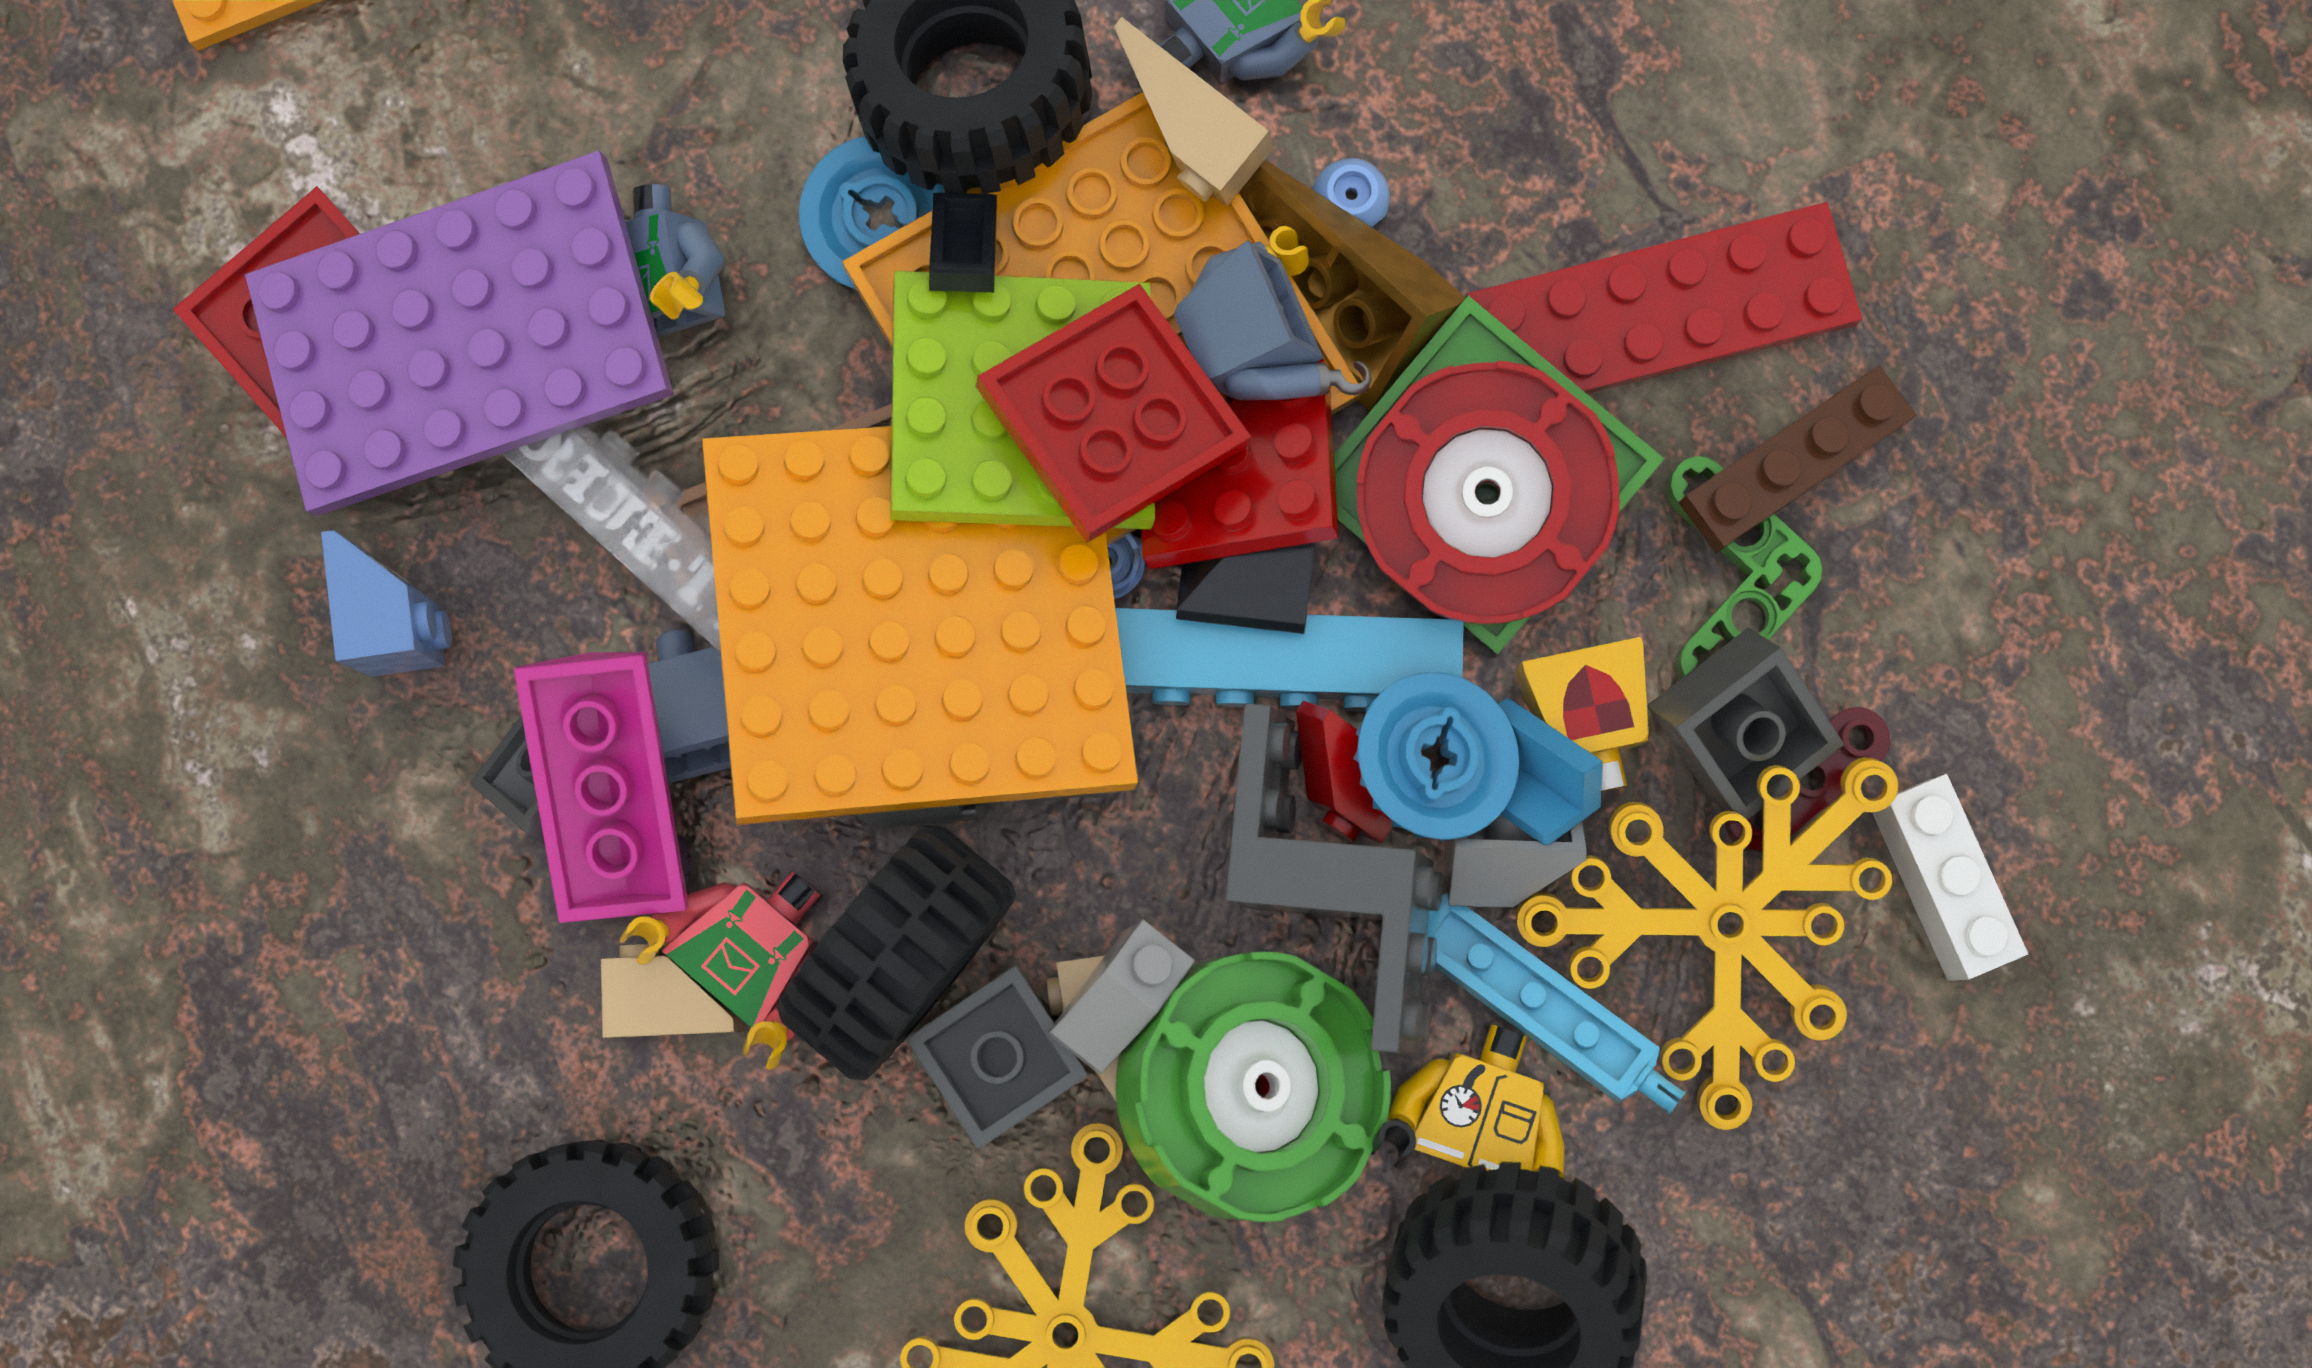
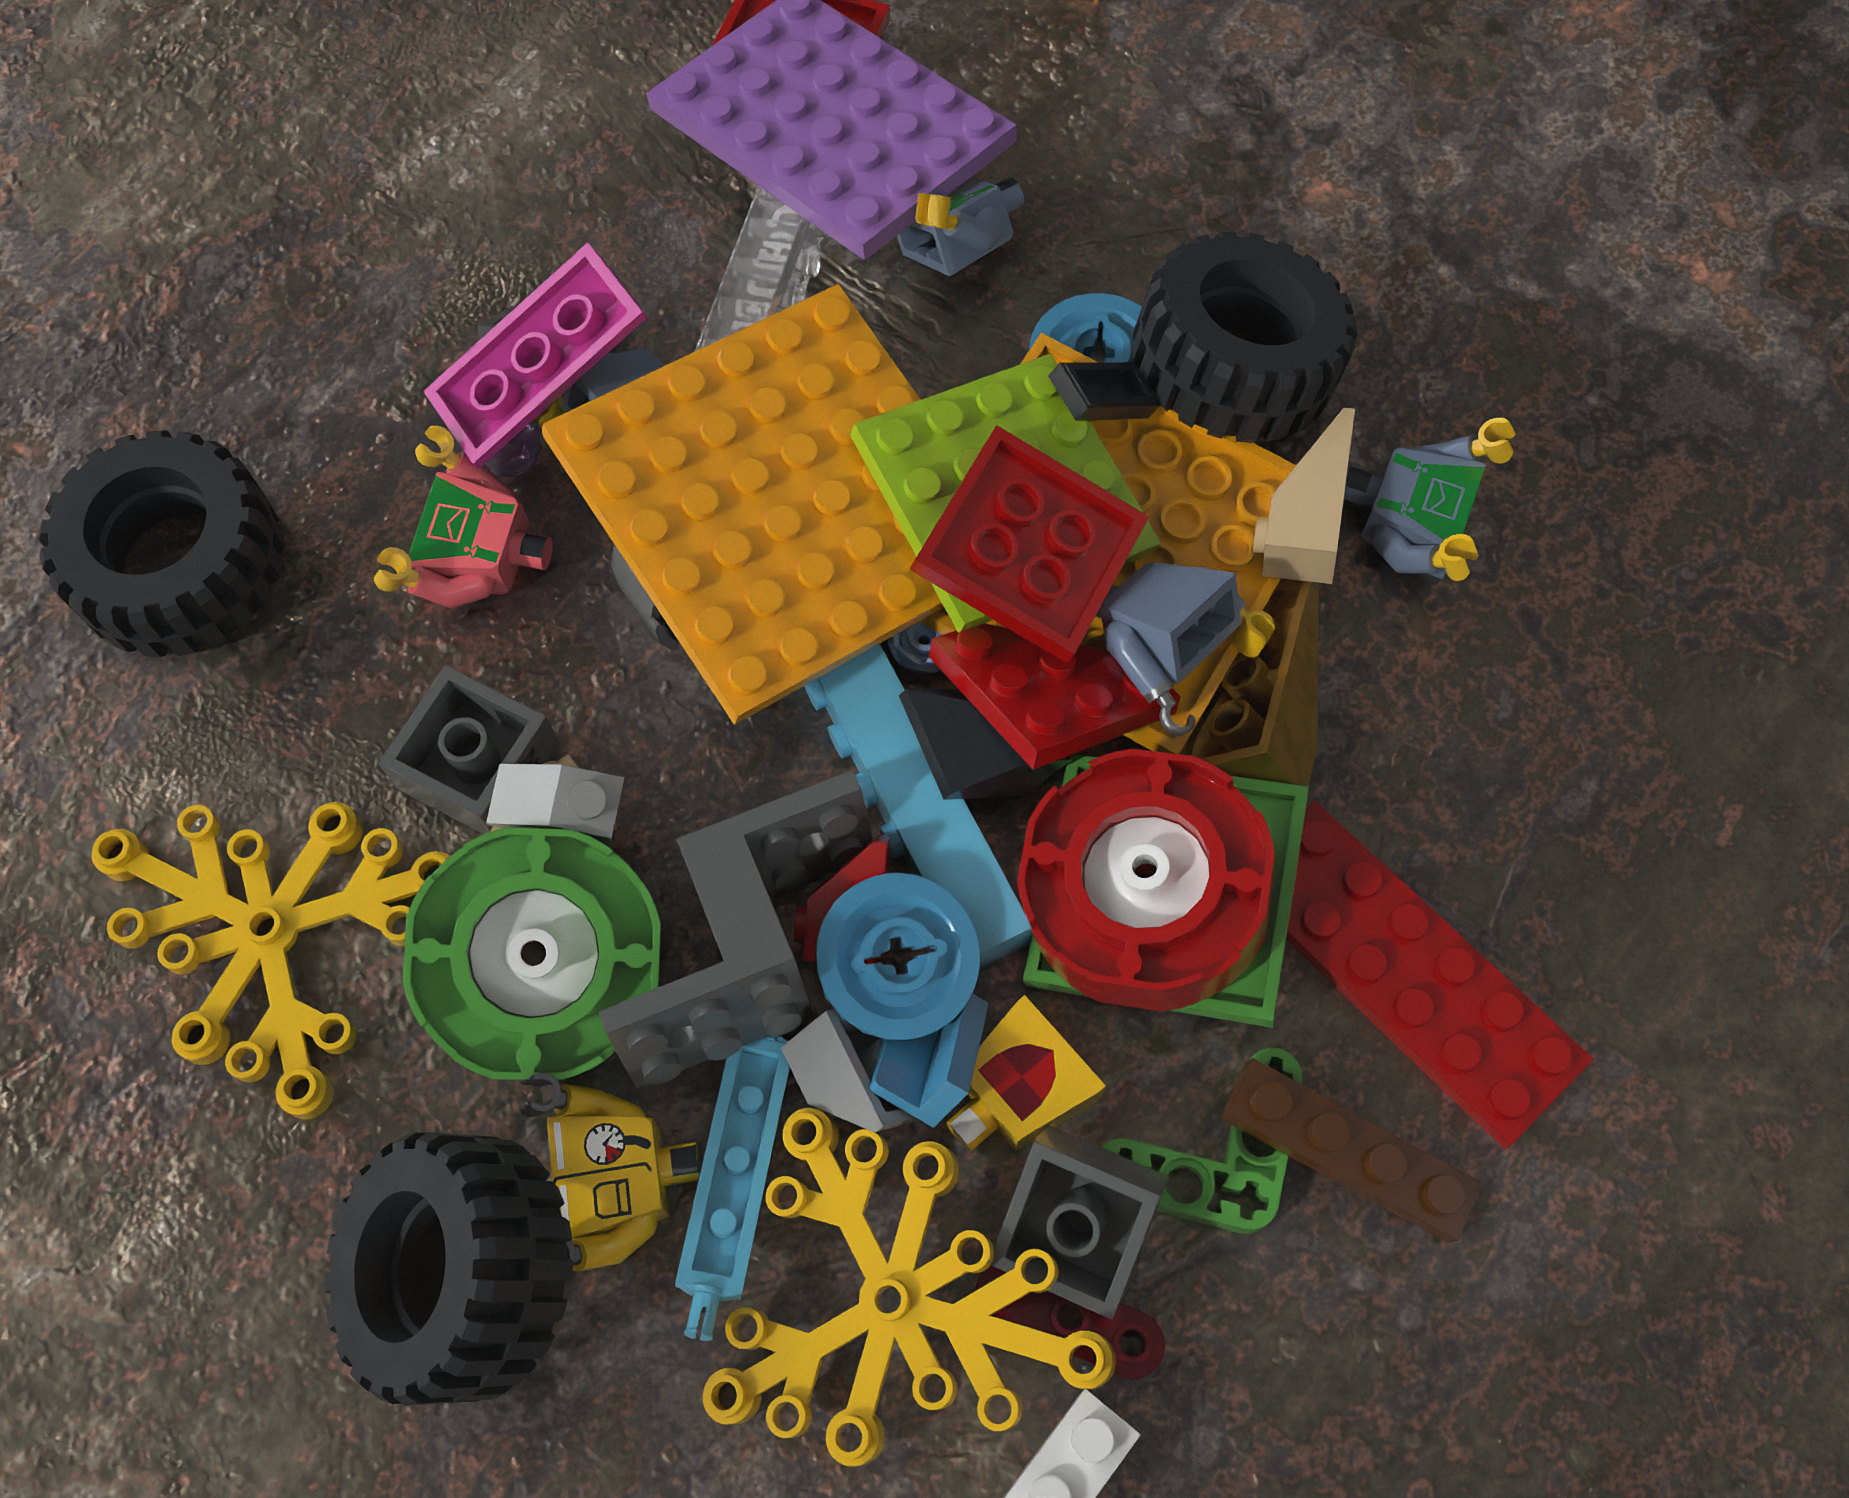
camera: 65 degrees right, 15 degrees down
(379, 616) = (599, 171): medium blue slope -> none
(657, 999) = (397, 488): tan slope -> none
(895, 951) = (507, 610): black tyre -> none
(1360, 177) = (1355, 676): light blue plate -> none

